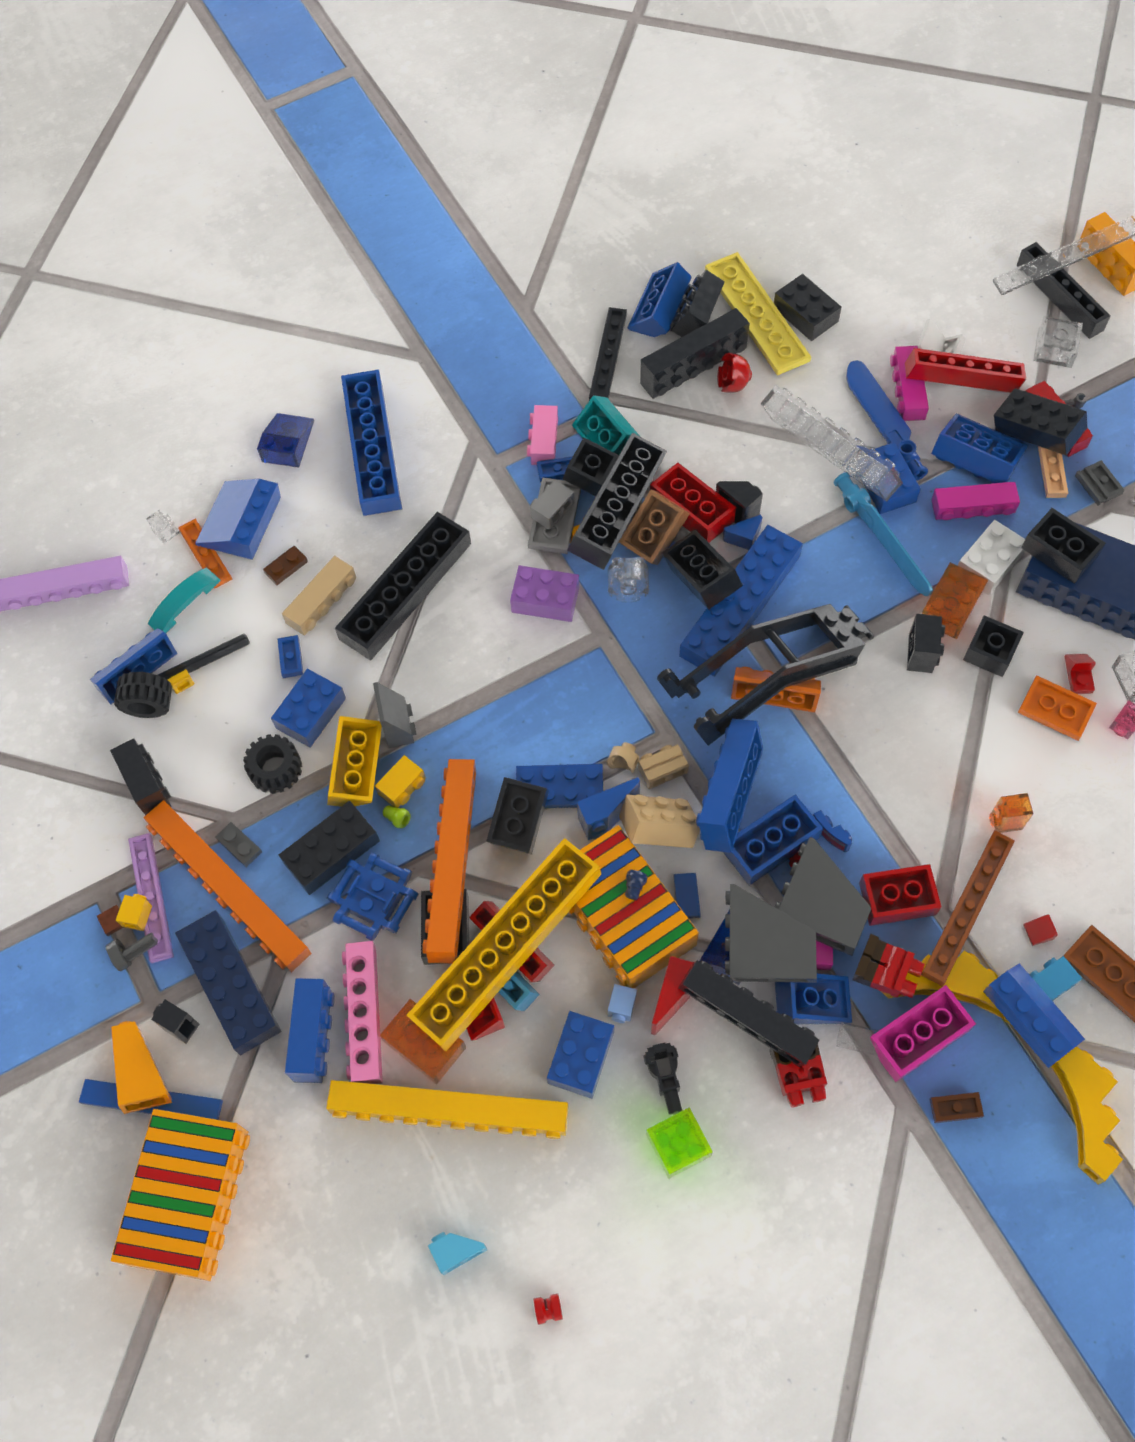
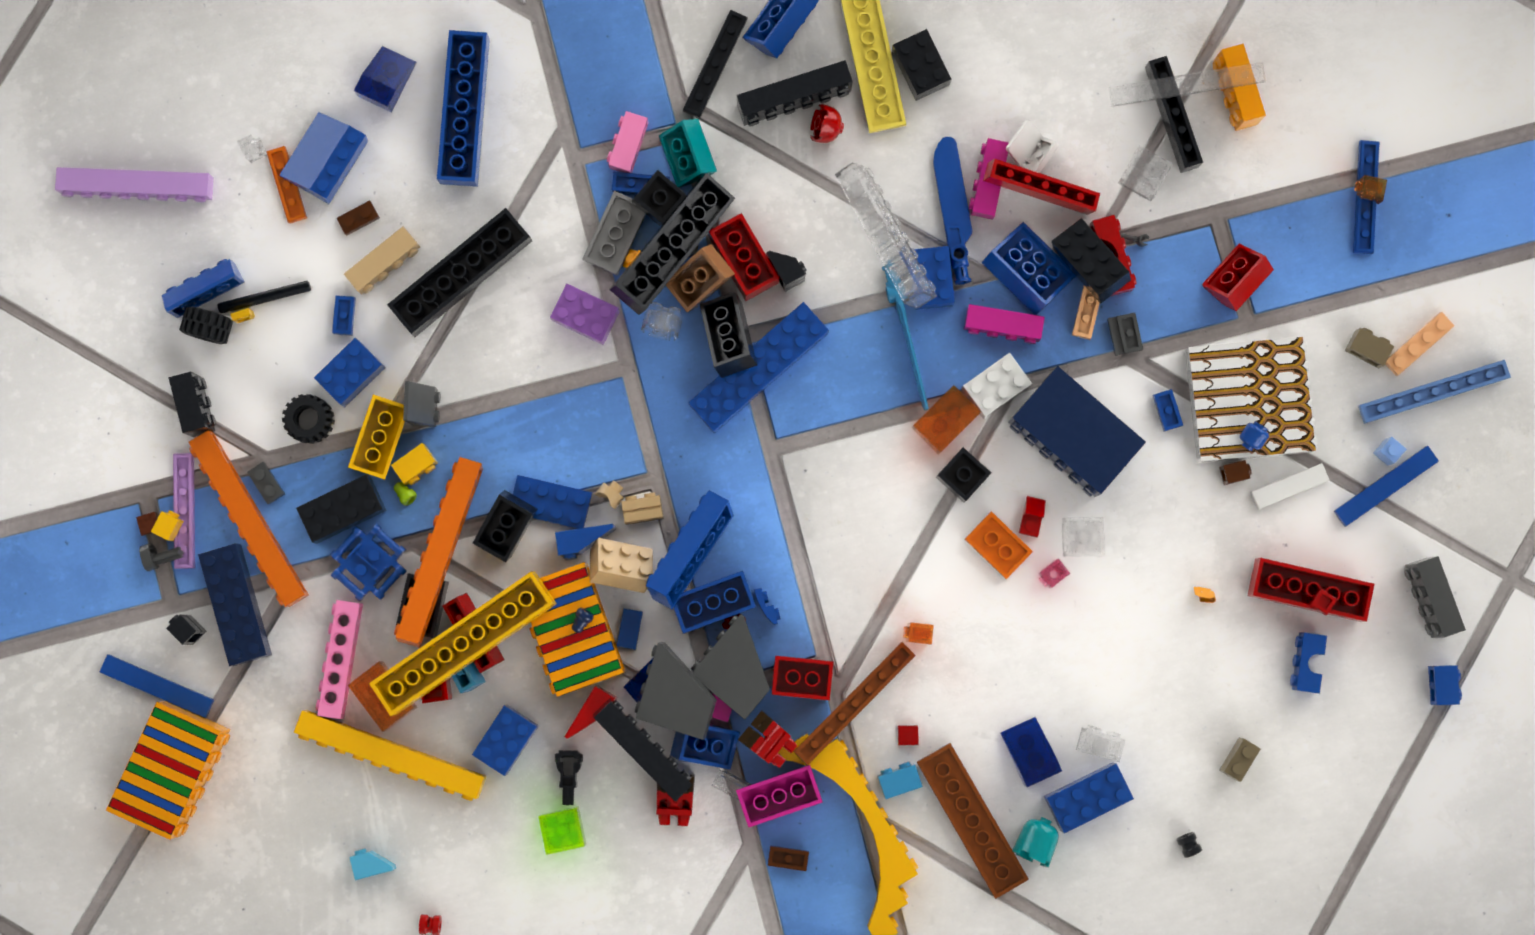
camera: 10 degrees right, 20 degrees up
(136, 1073) = (148, 659): light orange slope -> none
(181, 597) = (258, 230): teal slope -> none
(309, 1031) = (292, 666): blue brick -> none
(552, 504) = (613, 226): light grey brick -> none
(622, 1003) = (549, 707): light blue brick -> none
(697, 304) = (813, 39): black brick -> none
(743, 533) = (783, 300): blue slope -> none
(799, 696) = (760, 462): orange slope -> none
(839, 627) = (833, 423): black piece -> none
(925, 643) = (903, 458): black brick -> none
(1033, 1015) = (872, 806): blue slope -> none
(1063, 545) = (1050, 407): black brick -> none

